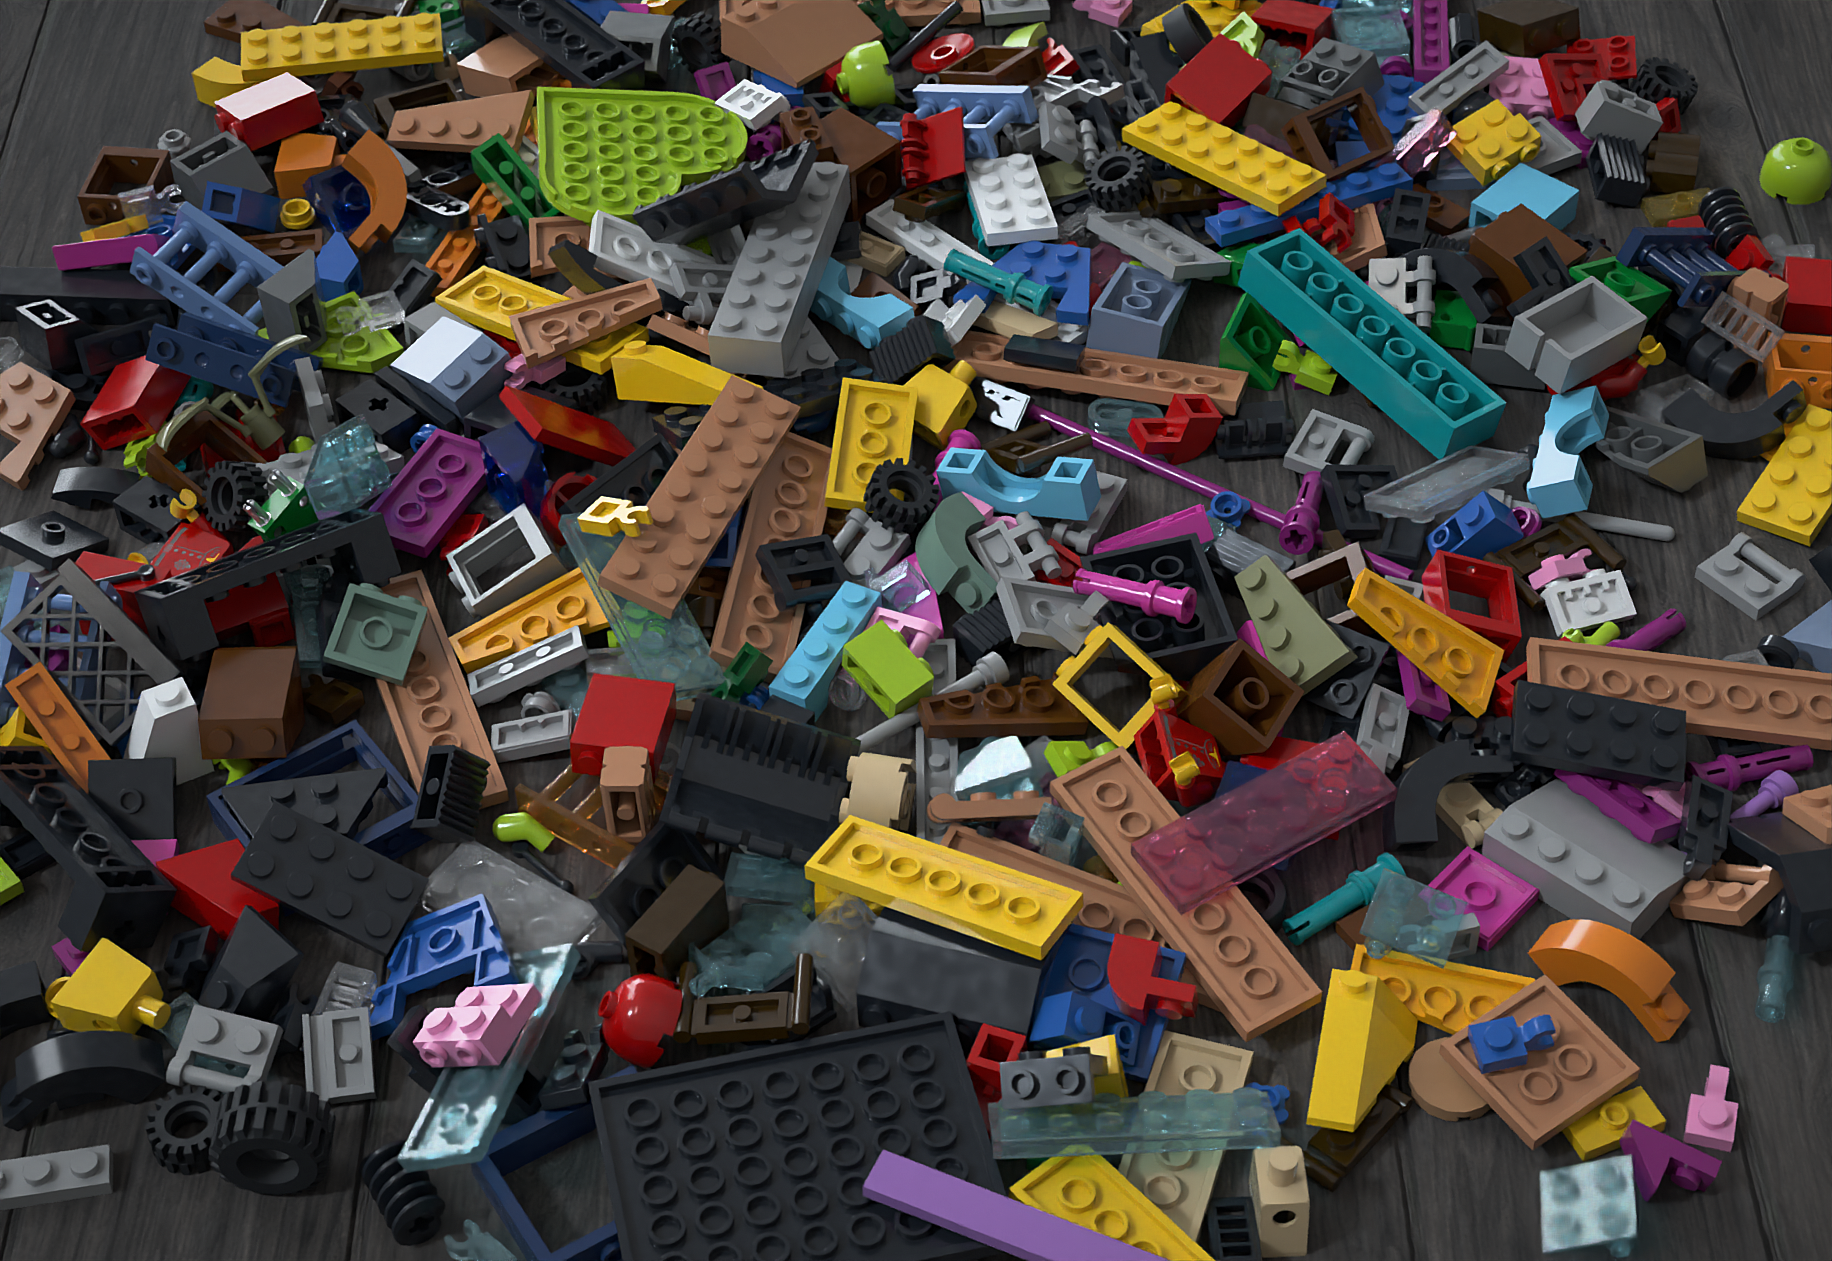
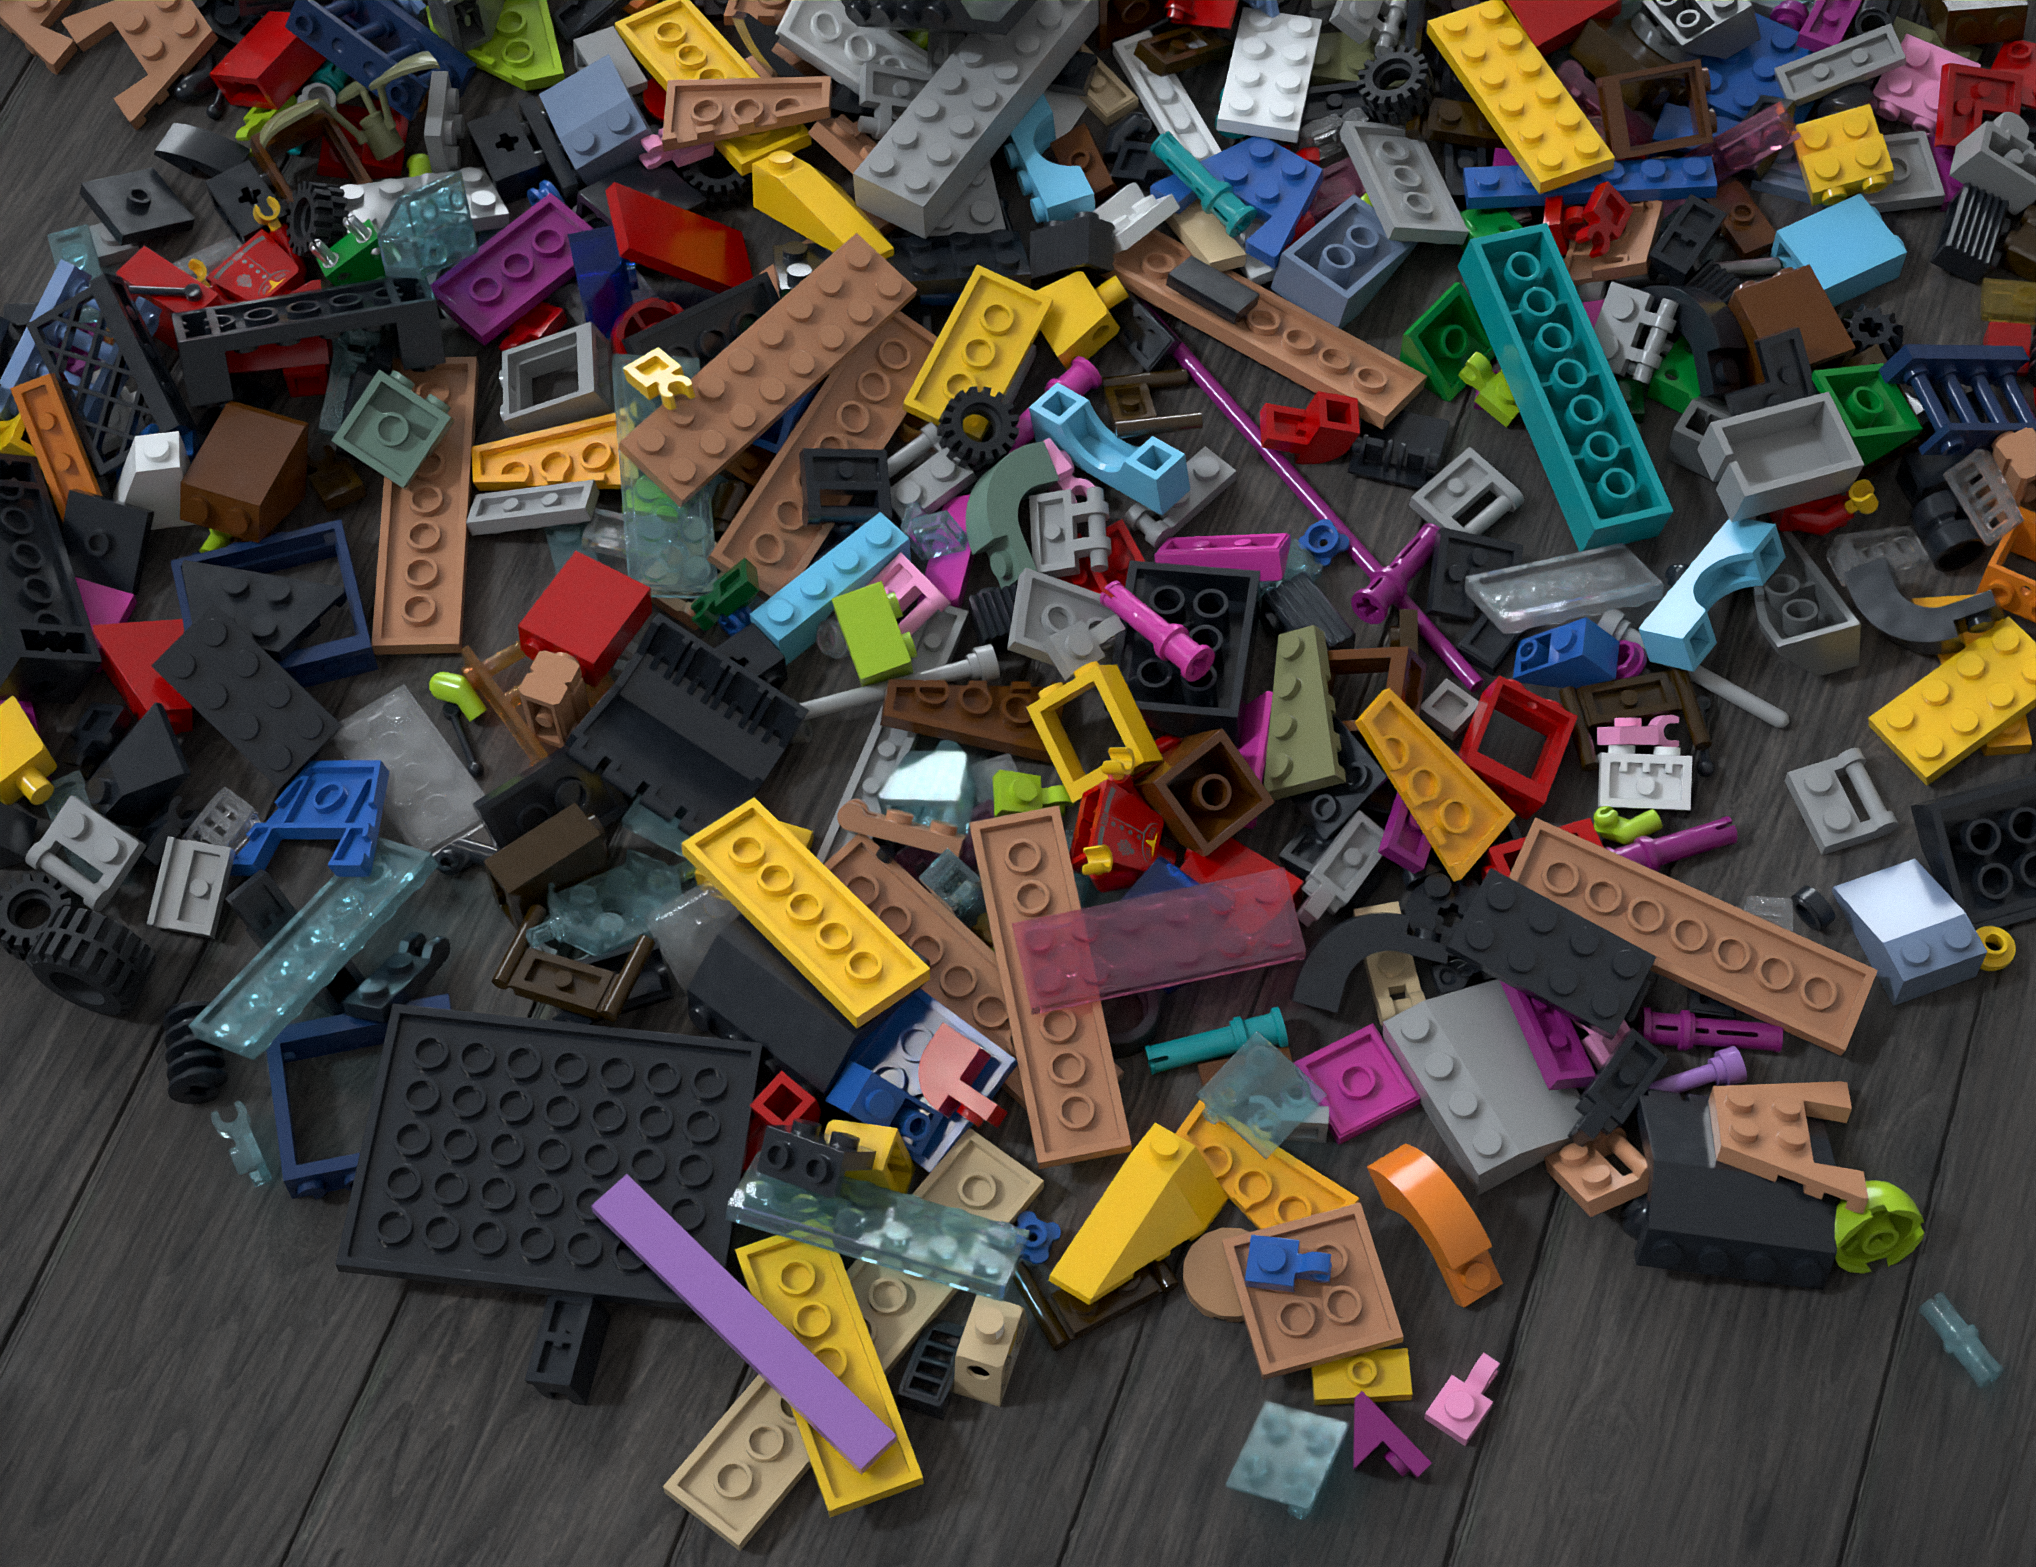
camera: 20 degrees right, 15 degrees up
(374, 311) = (548, 23): clear plate -> none
(450, 794) = (393, 639): black brick -> none
(477, 1027) = (311, 914): bright pink plate -> none
(532, 736) = (505, 587): light grey plate -> none
(538, 704) = (529, 559): light grey plate -> none
(639, 1016) = (473, 945): red cylinder -> none
(880, 790) = (804, 777): tan brick -> none
(1114, 415) = (1270, 386): clear light blue plate -> none
(1774, 979) = (1605, 1280): clear light blue pin -> none

